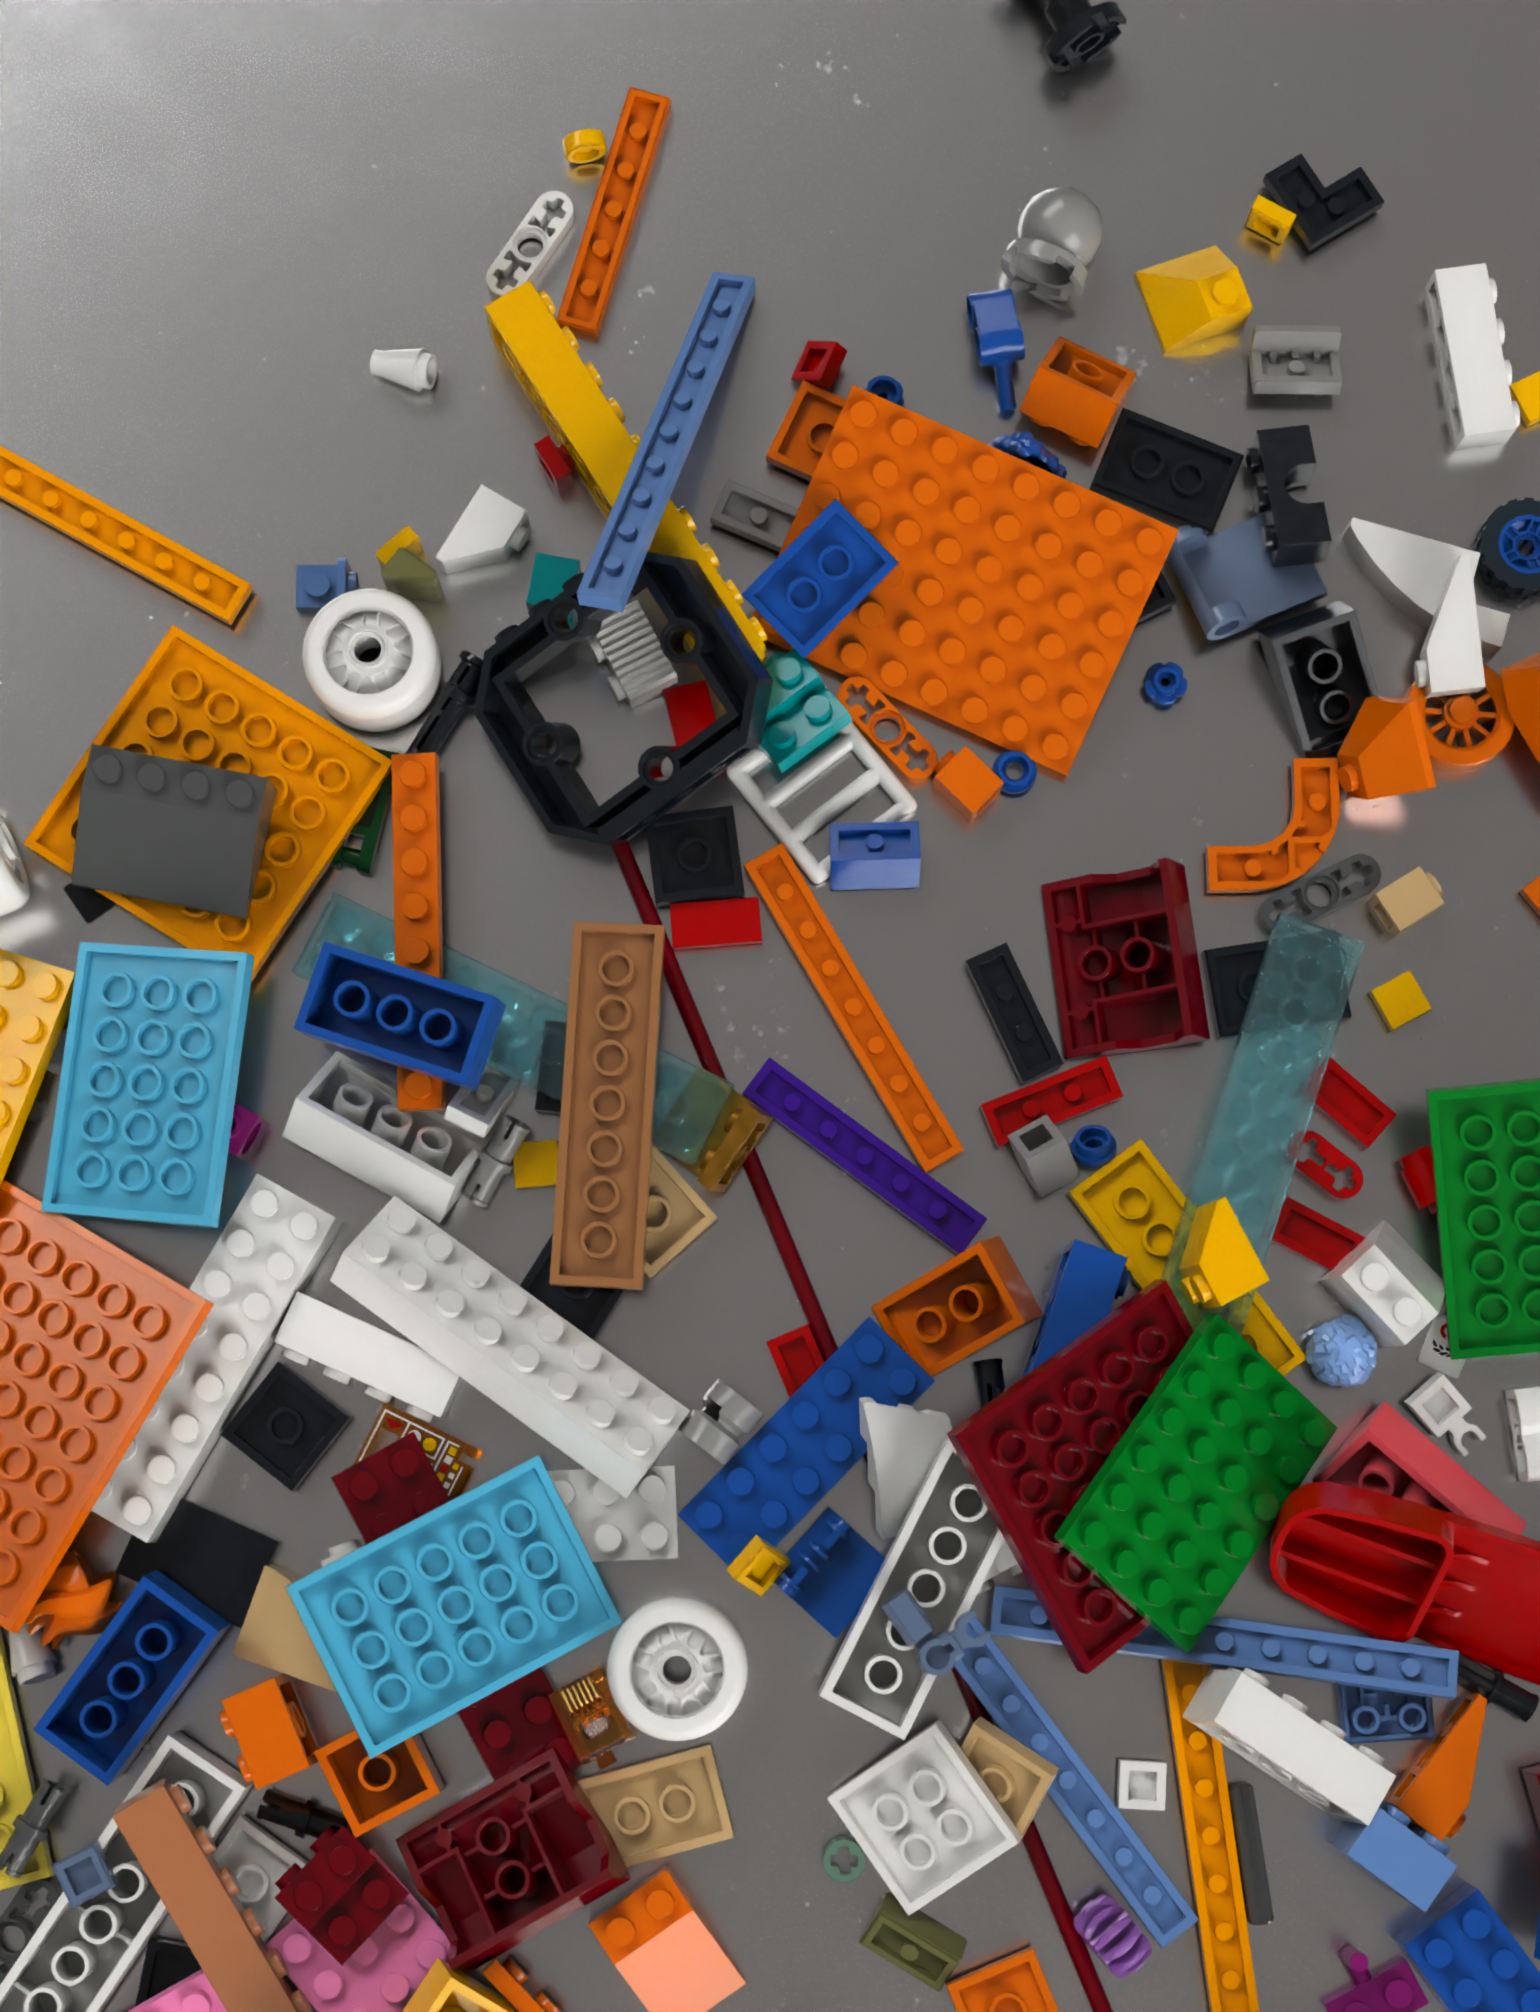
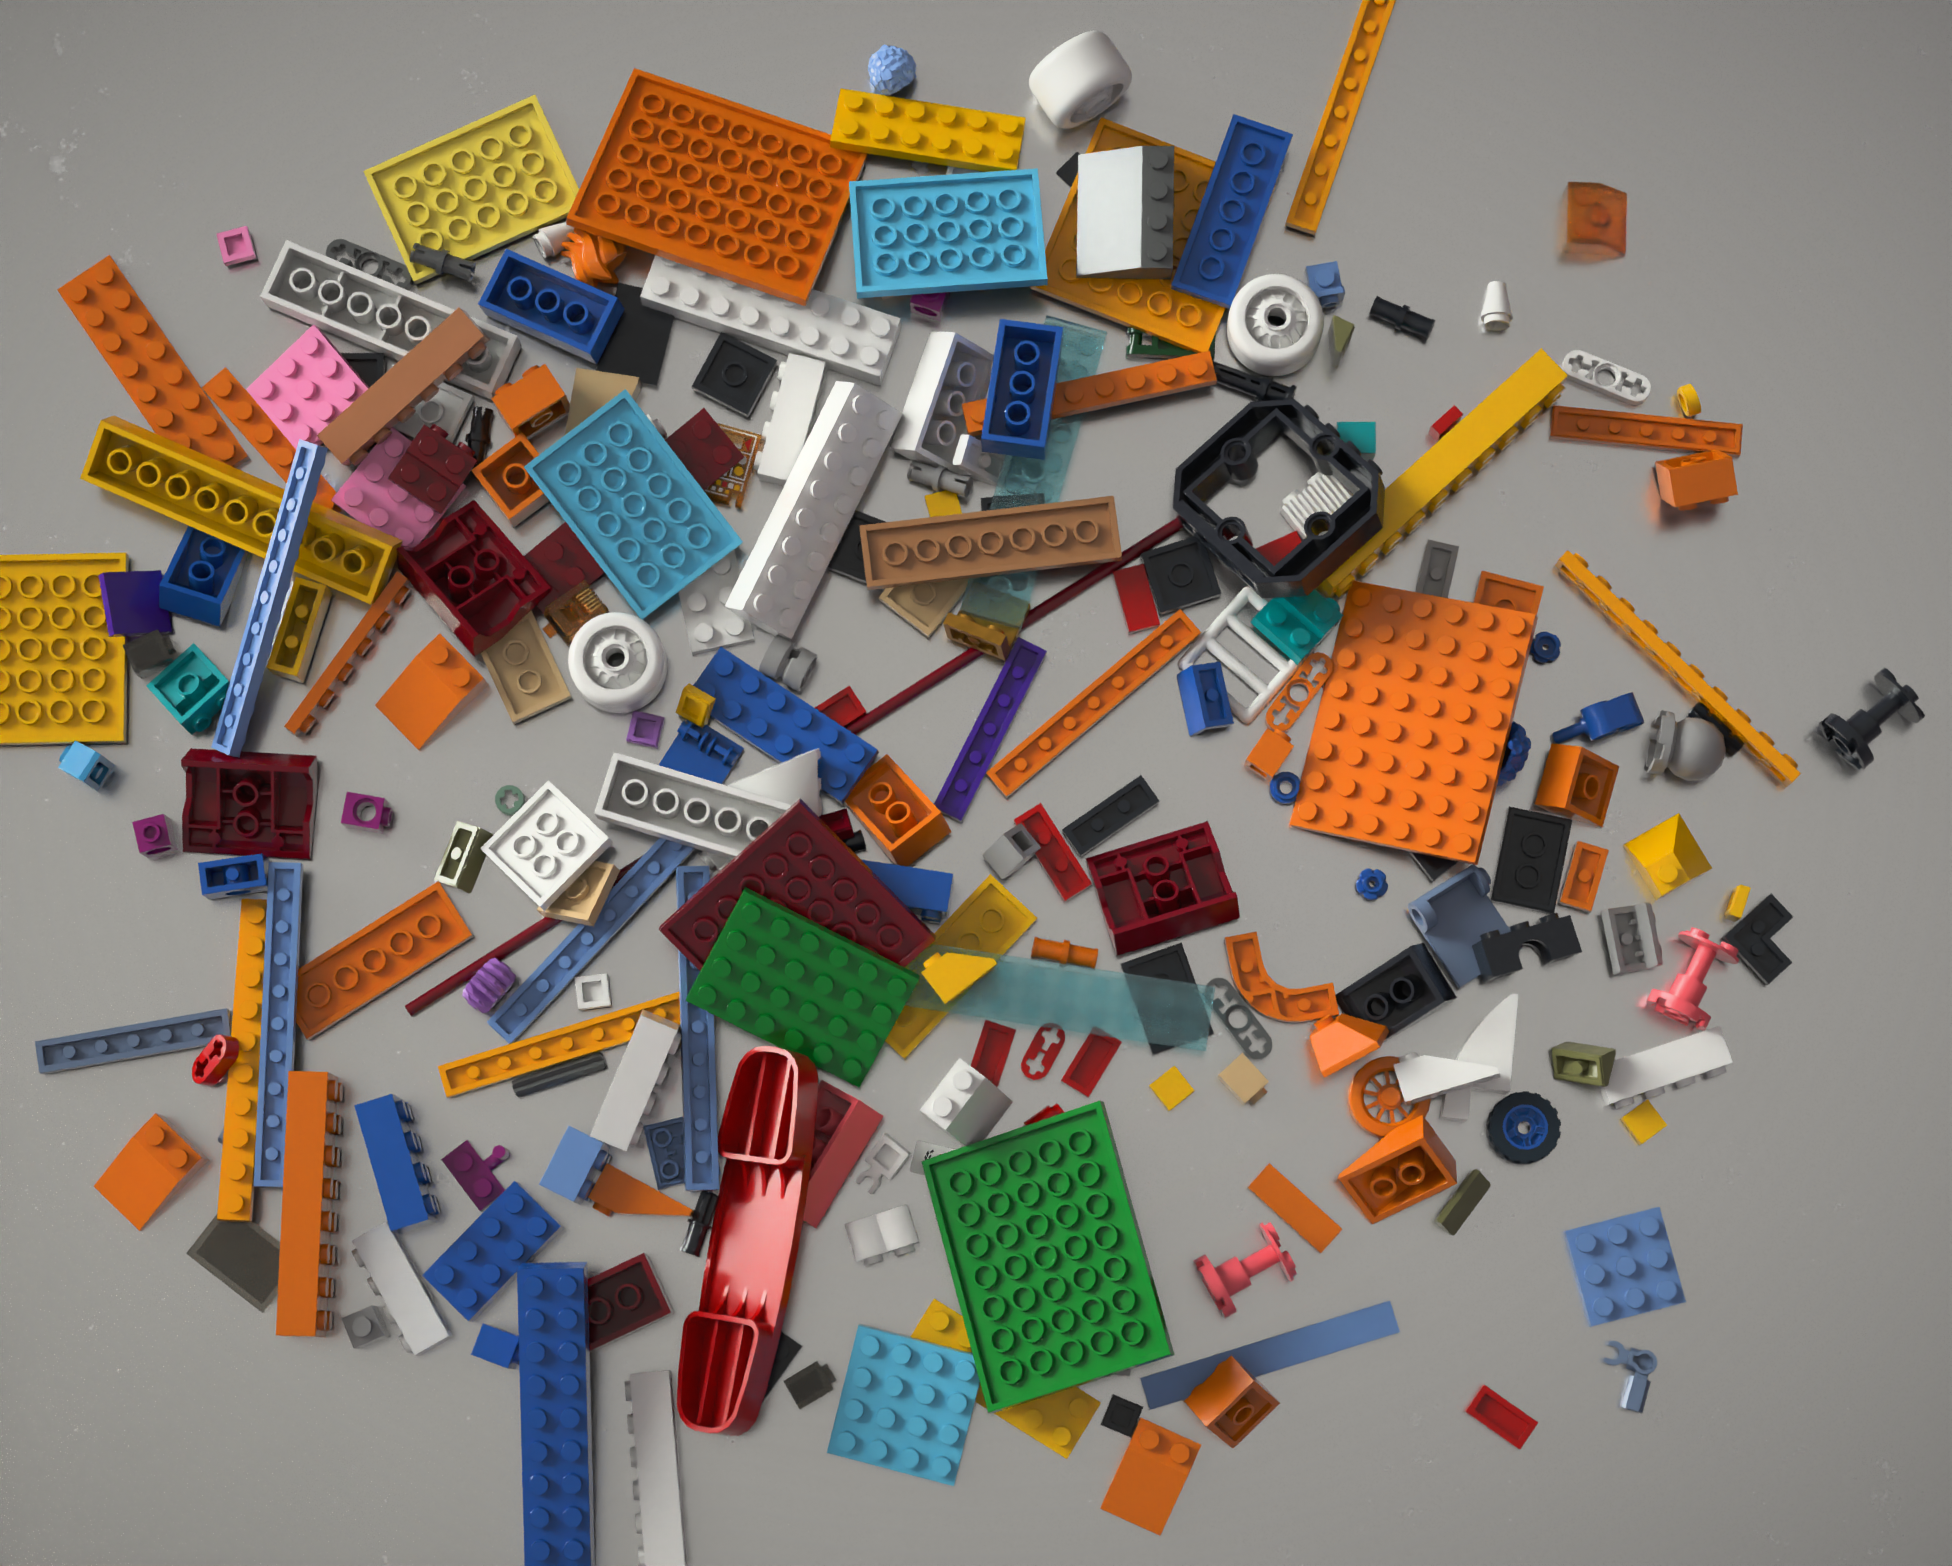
camera: 85 degrees right, 0 degrees up
(85, 1874) = (419, 300): sand blue tile -> none
(199, 687) = (1231, 211): none -> blue plate
(310, 221) = (1594, 219): none -> clear orange slope
(393, 493) = (1402, 317): none -> black pin
(405, 538) = (1363, 330): yellow tile -> none
(484, 533) = (1385, 384): white slope -> none
(666, 443) = (1469, 492): medium blue plate -> none
(698, 151) = (1696, 479): none -> orange brick
(776, 1644) = (645, 729): none -> medium lavender tile
(819, 363) = (1558, 596): red plate -> none
(820, 578) = (1392, 620): blue plate -> none
(937, 1653) = (655, 822): sand blue bar -> none
(956, 223) = (1669, 659): none -> light orange plate
(963, 1394) = (839, 823): none -> dark red tile
(1008, 216) = (1732, 744): none -> black axle
(1093, 1146) = (1026, 887): blue plate -> none
(1192, 1110) = (1064, 952): none -> orange pin
(1201, 407) = (1583, 876): none -> orange plate
(1341, 1351) = (912, 1081): light blue piece -> none
(1380, 299) = (1688, 990): none -> coral piece
(1455, 452) = (1583, 1063): none -> olive slope

